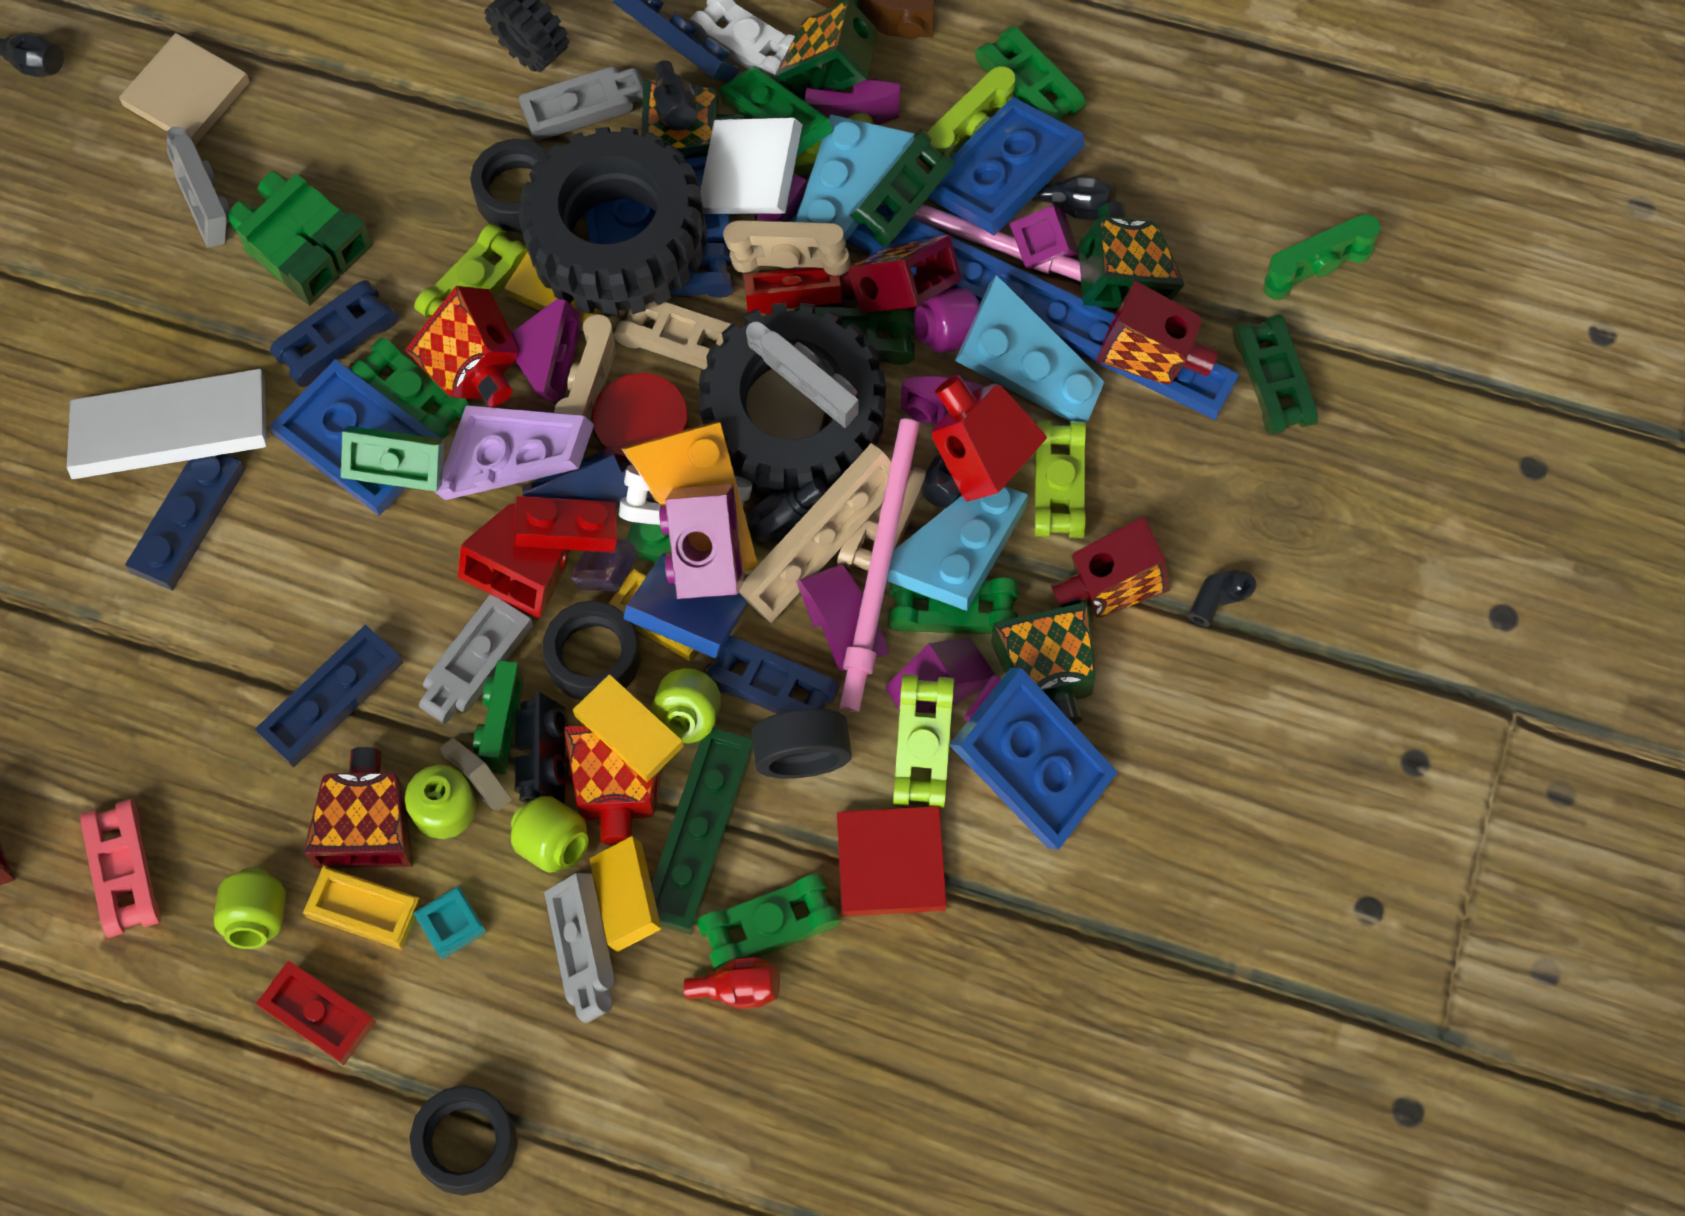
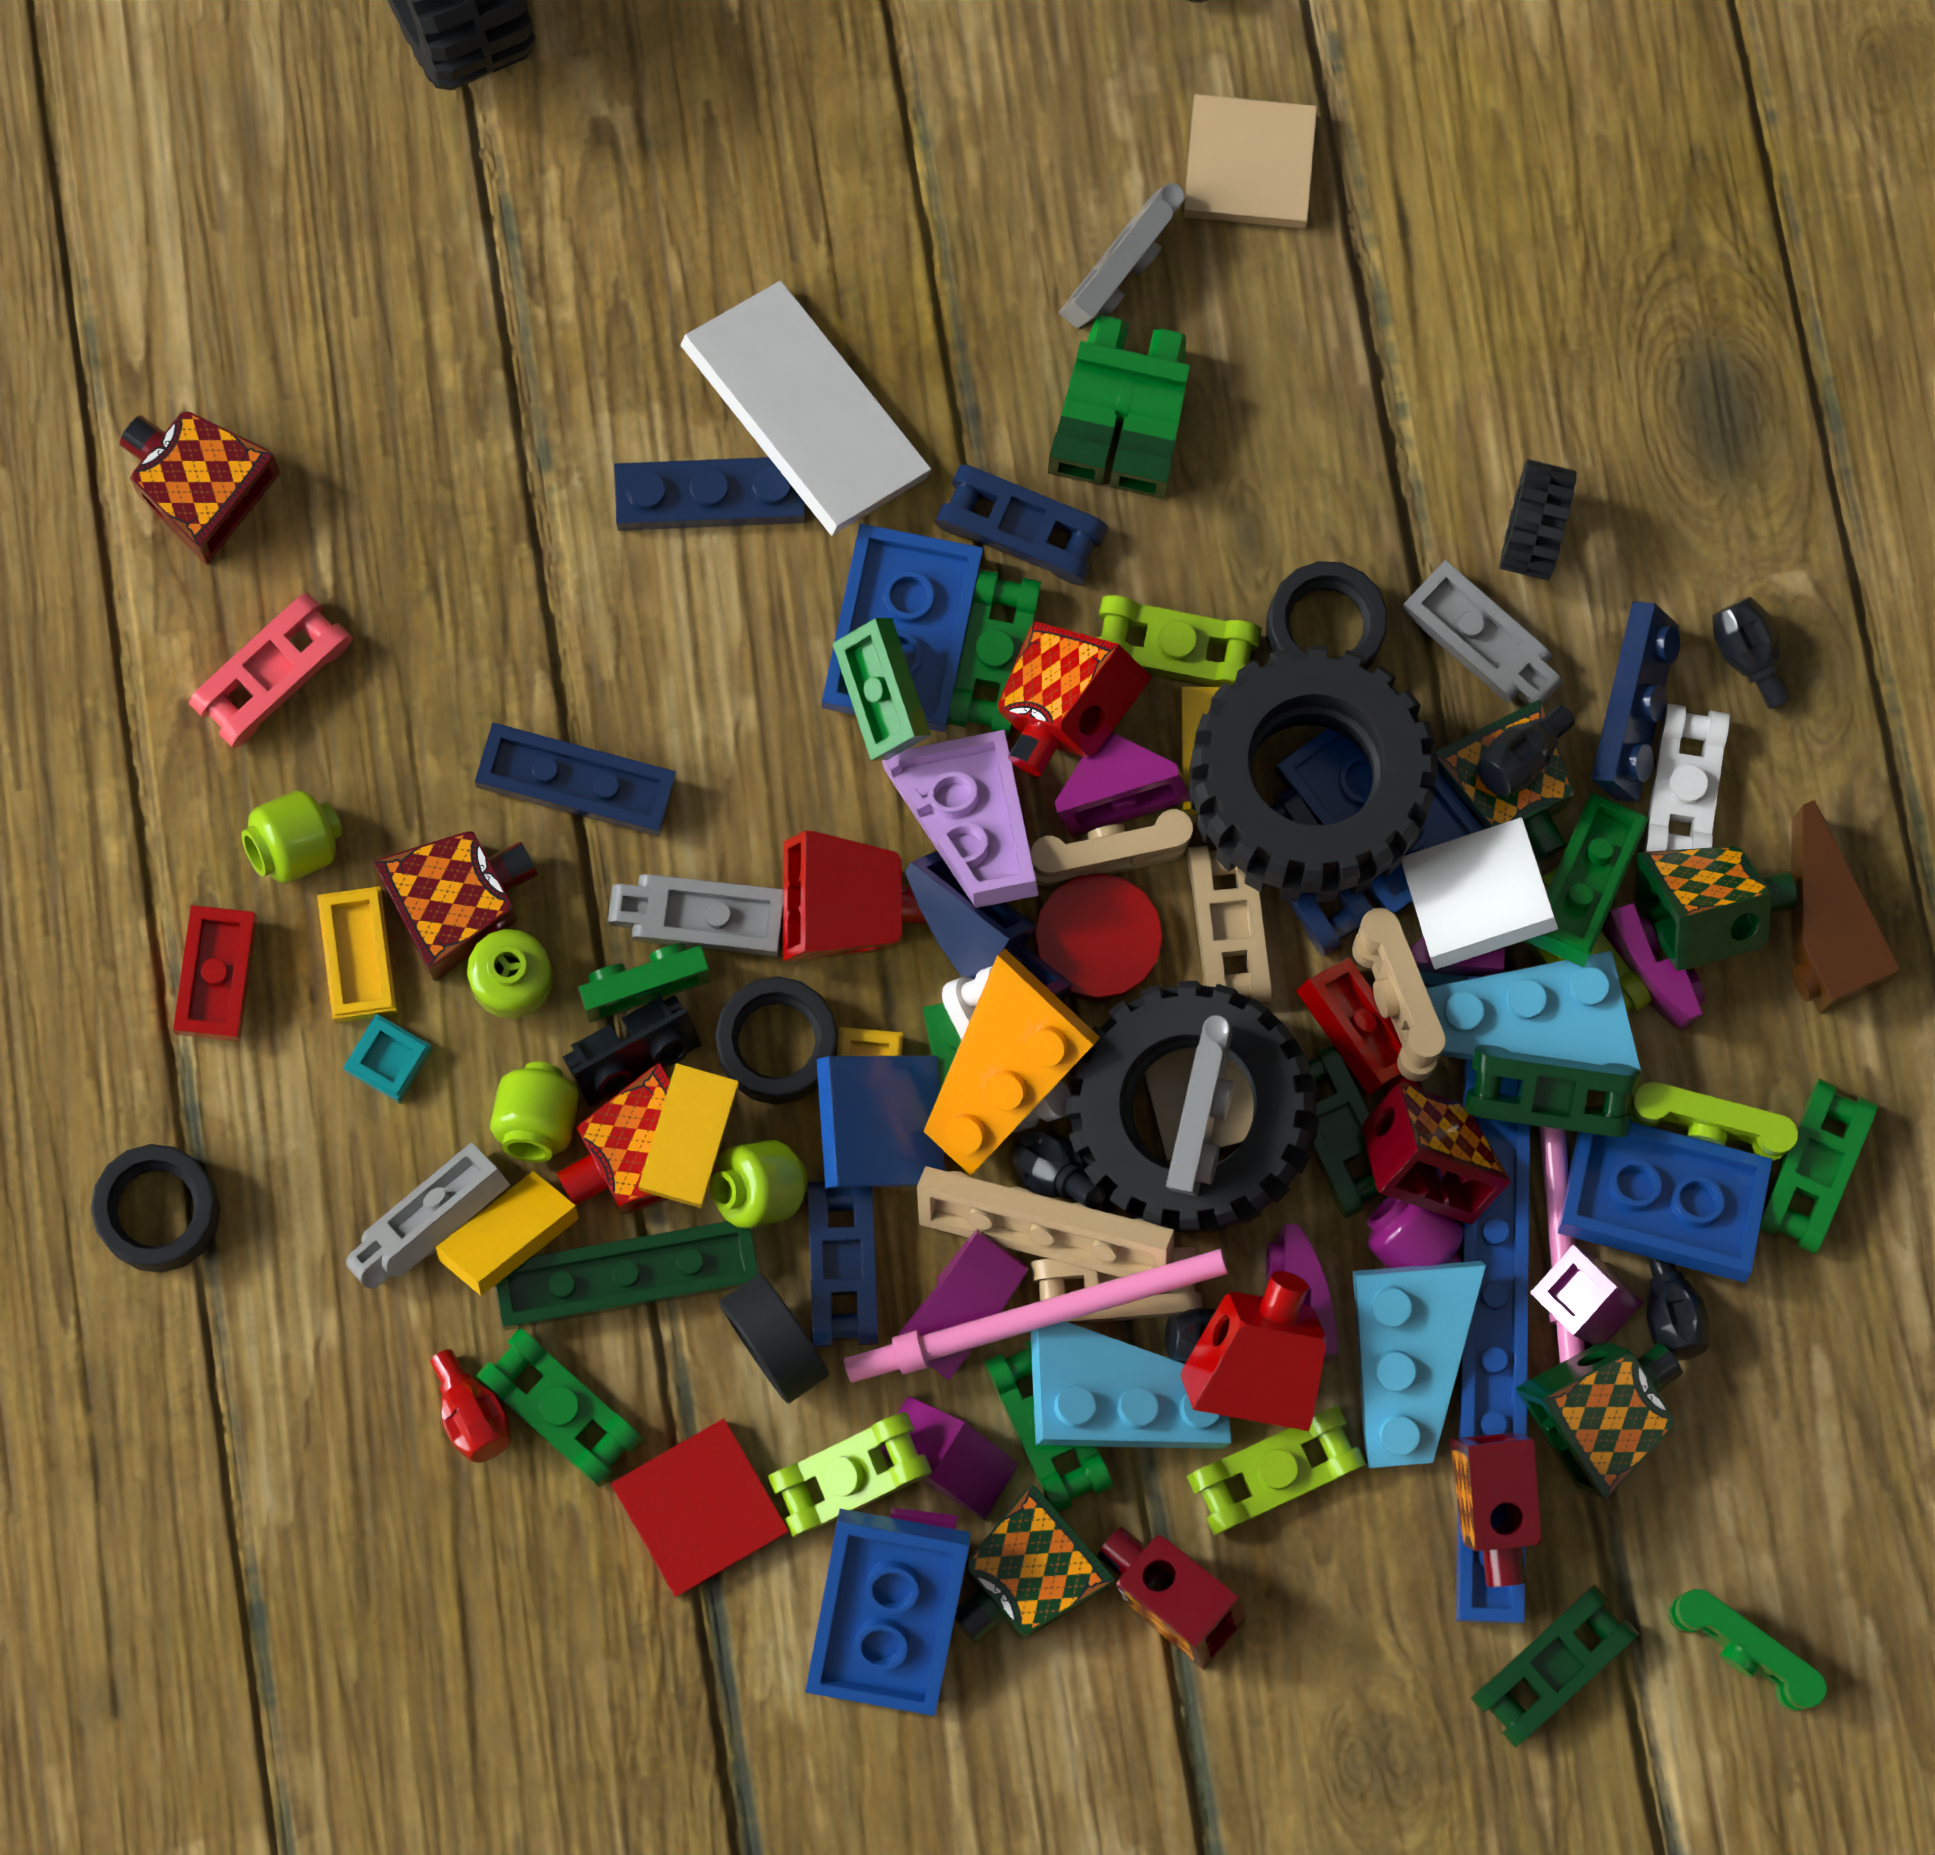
camera: 55 degrees right, 10 degrees up
(477, 773) = (562, 991): dark tan tile -> none
(565, 524) = (900, 930): red plate -> none
(605, 569) = (887, 998): clear purple plate -> none
(713, 513) = (976, 1095): brick -> none
(1219, 591) = (1228, 1729): black arm -> none

